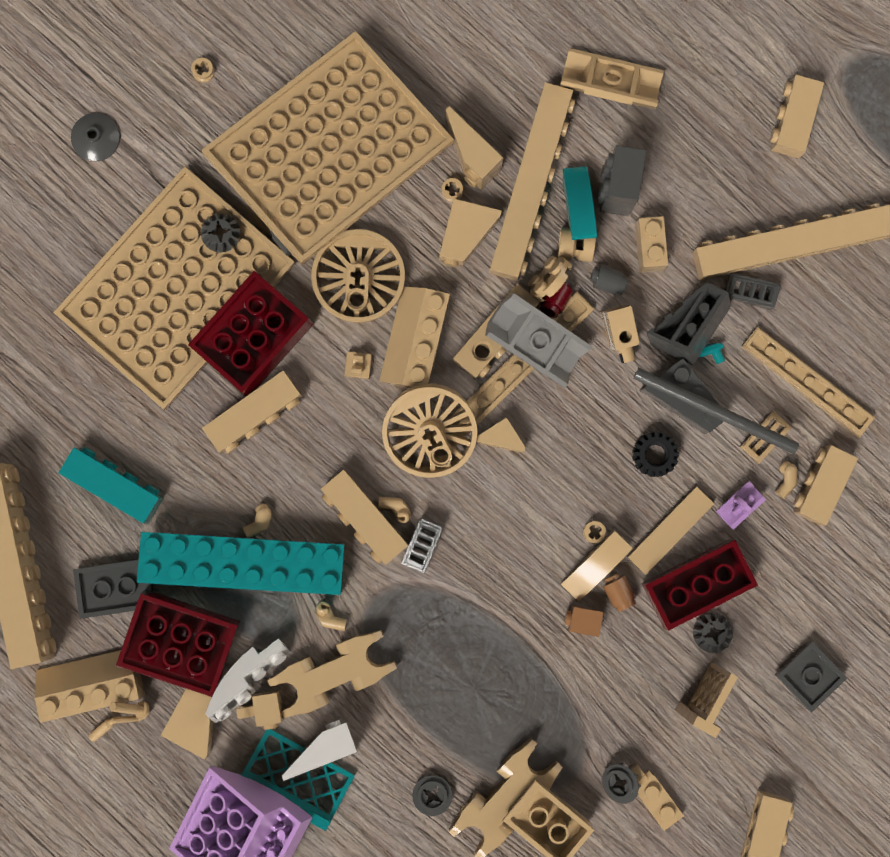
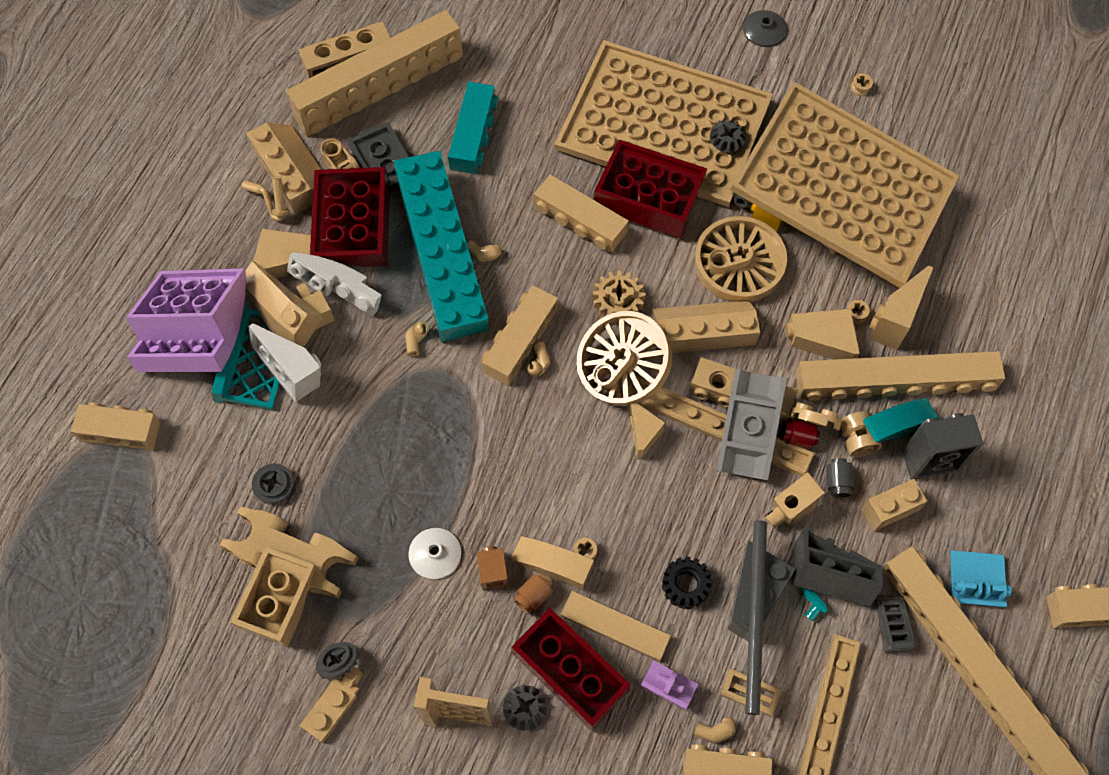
camera: 70 degrees right, 20 degrees down
(106, 633) = (340, 159): none -> tan piece
(263, 739) = (280, 307): none -> tan wedge
(314, 681) = (375, 369): tan piece -> none
(353, 419) = (606, 294): none -> tan gear
(358, 365) = (659, 287): tan tile -> none
(432, 527) = (512, 403): slope -> none
(546, 653) = (438, 565): none -> white dish
(612, 79) = (1035, 416): tan piece -> none
(738, 201) = (979, 578): none -> medium azure hinge

